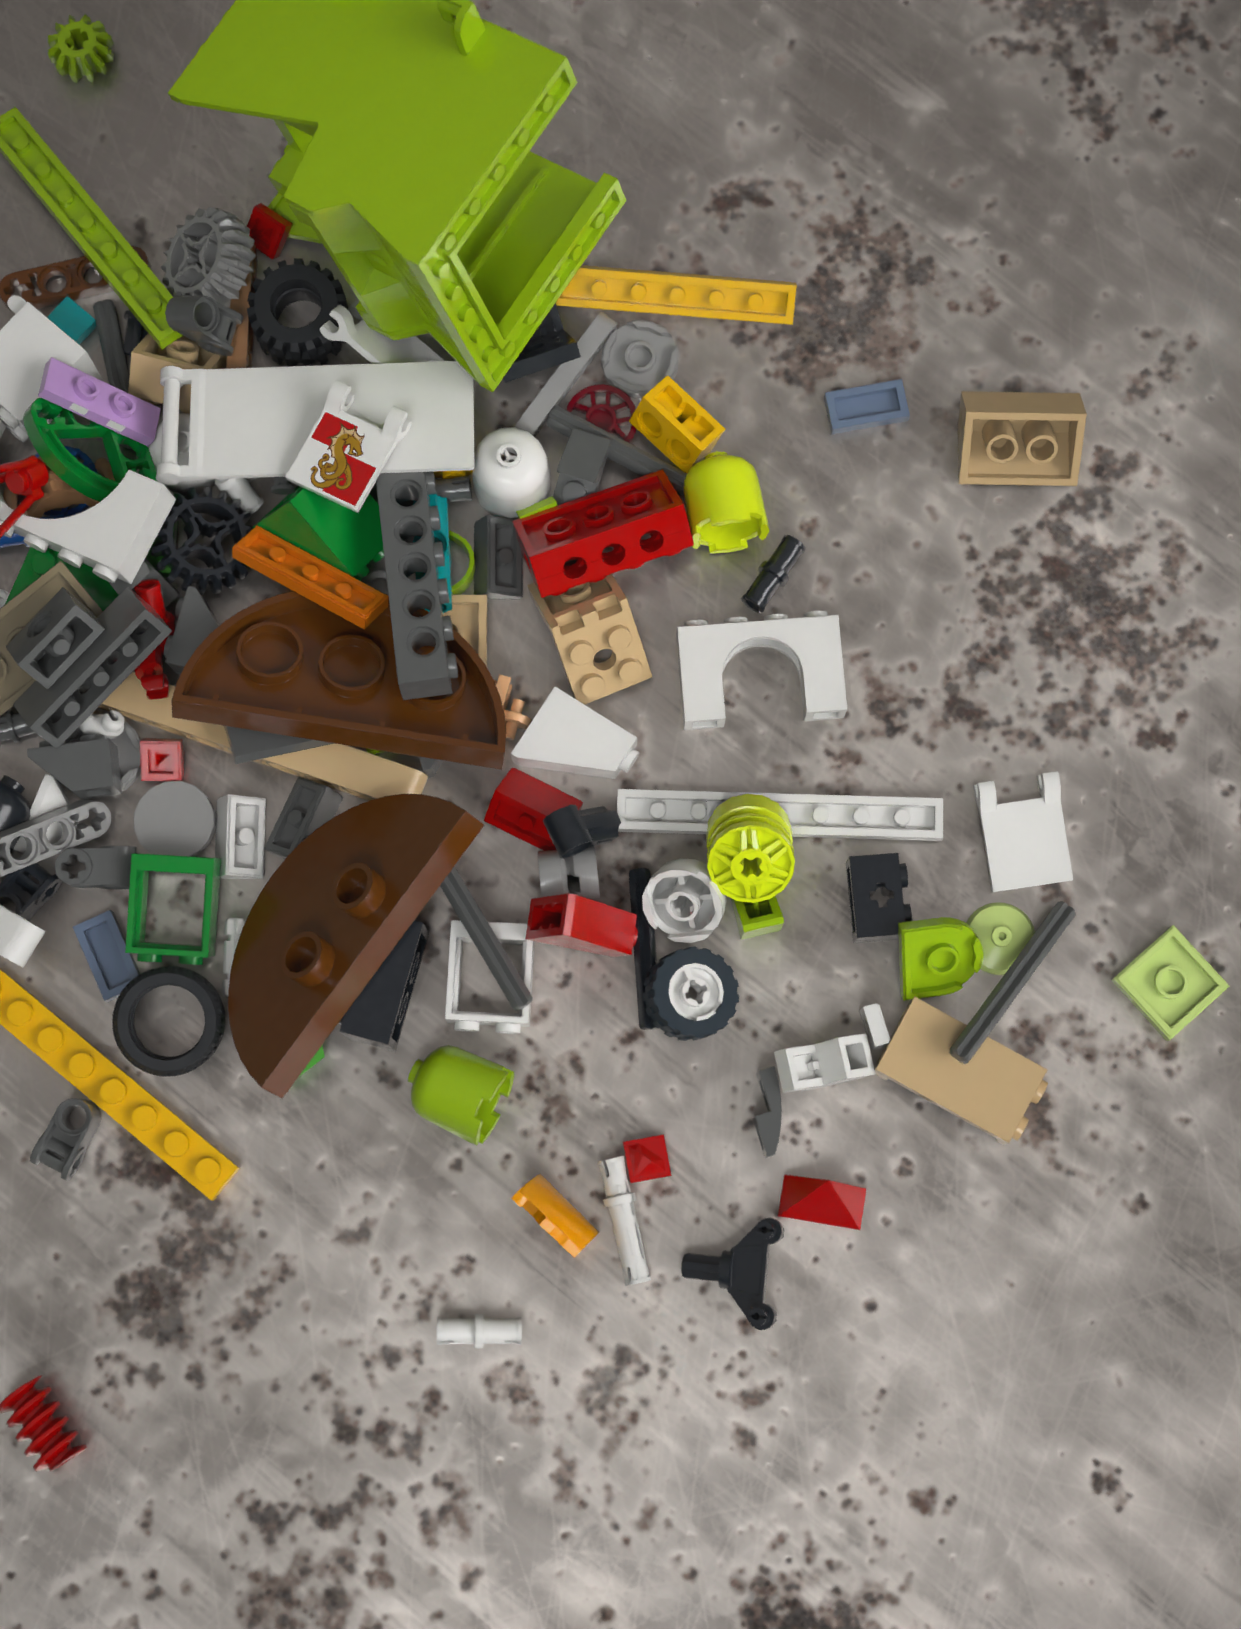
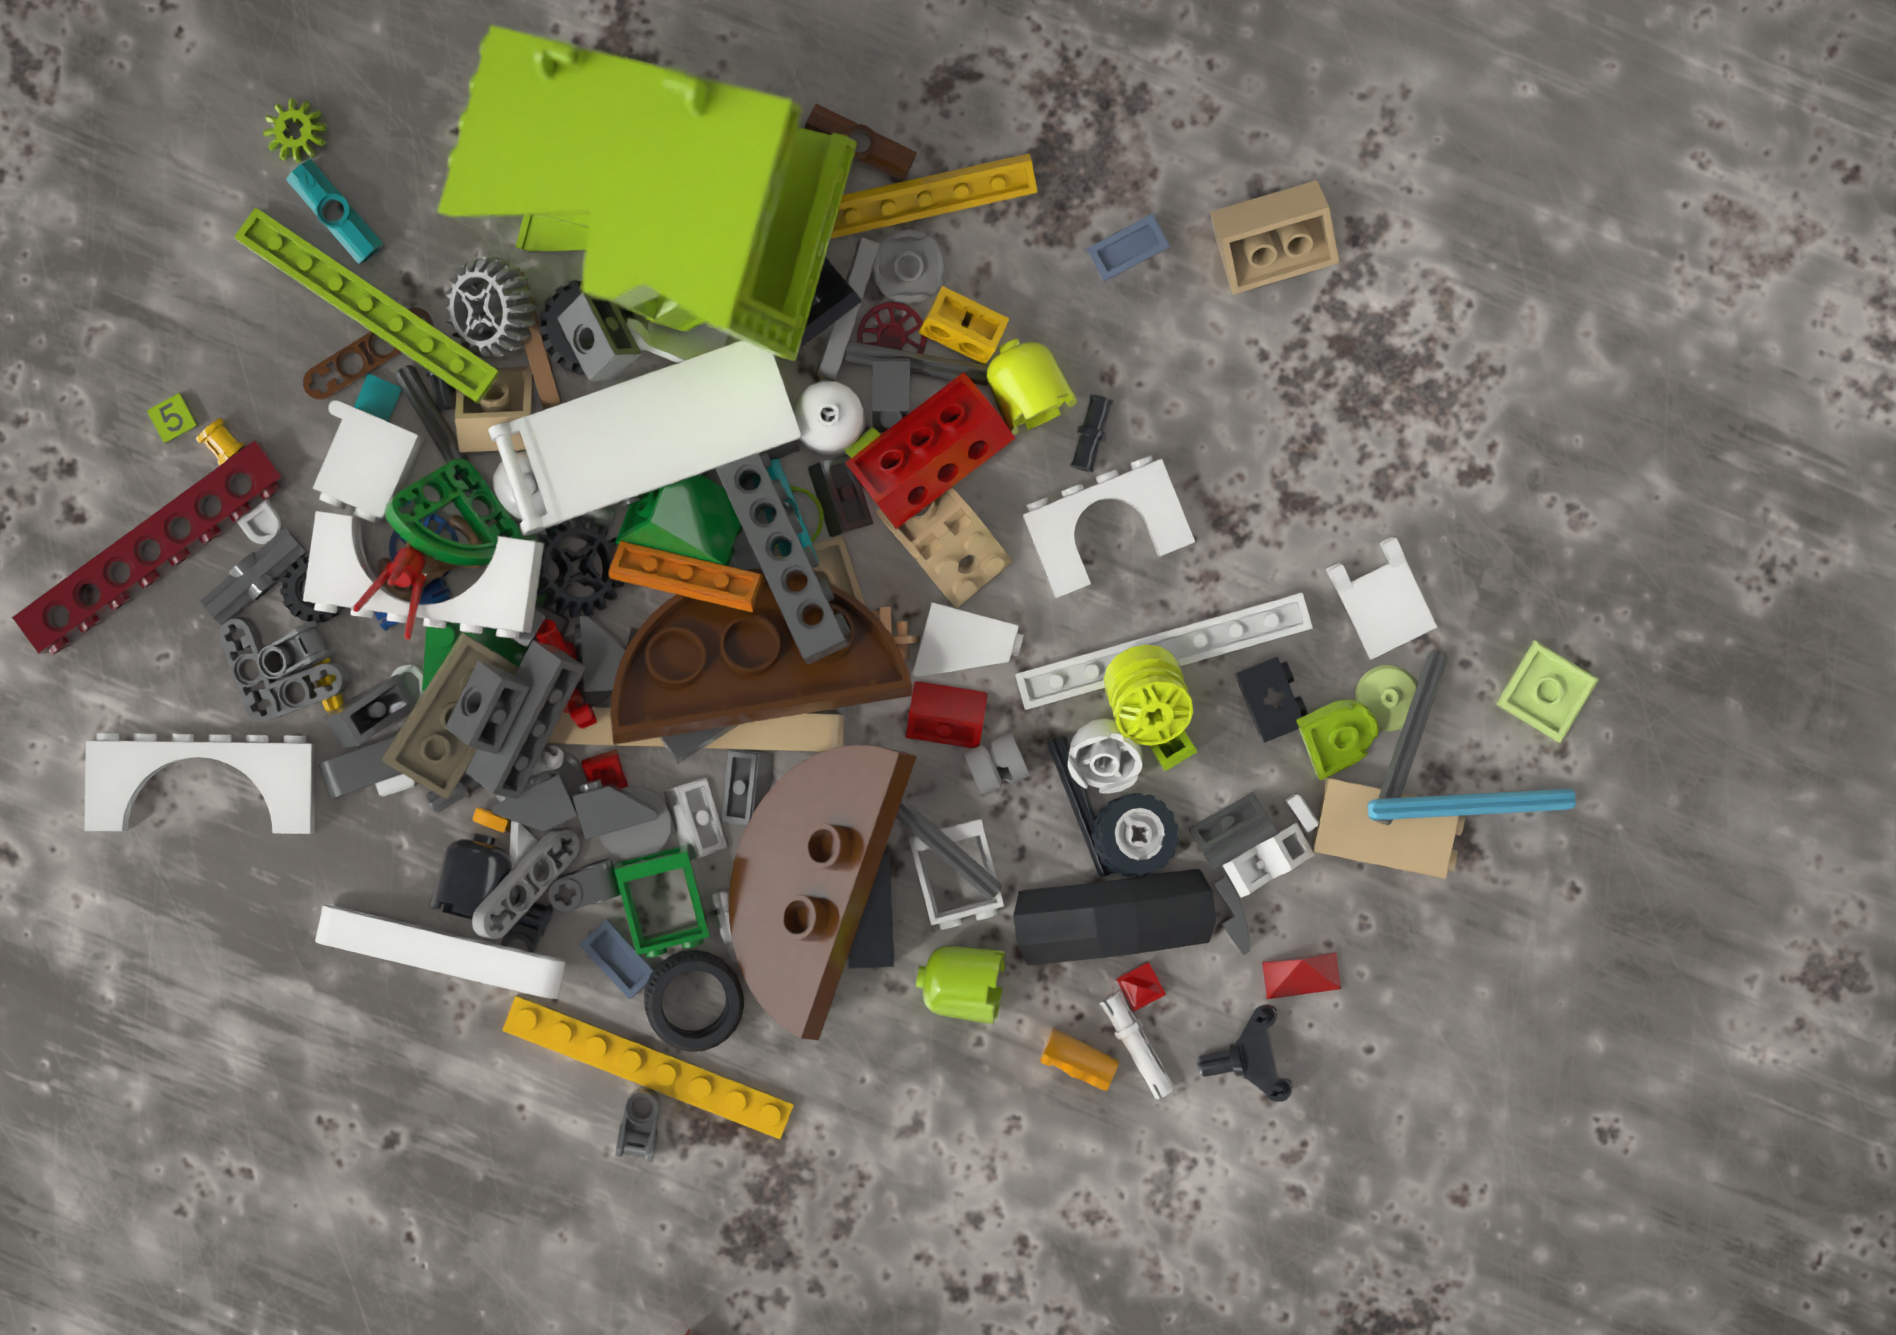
camera: 15 degrees left, 10 degrees up
(27, 768) = (487, 818): none -> light orange tile
(84, 116) = (318, 195): none -> teal piece
(99, 402) = (445, 476): lavender plate -> none
(149, 792) = (609, 809): none -> dark grey slope
(204, 322) = (510, 371): dark grey piece -> none
(268, 230) = (530, 254): red tile -> none
(303, 309) = (599, 337): none -> dark grey brick
(346, 452) = (684, 460): flag -> none
(479, 1331) = (1044, 1176): white pin -> none
(578, 830) = (994, 725): black piece -> none
(581, 925) = (1023, 808): red slope -> none
(641, 1074) = (1114, 917): none -> black piece
(647, 238) = (882, 153): none -> reddish brown piece
(795, 1022) = (1233, 831): none -> dark grey plate
(1059, 1070) = (1471, 804): none -> medium azure axle

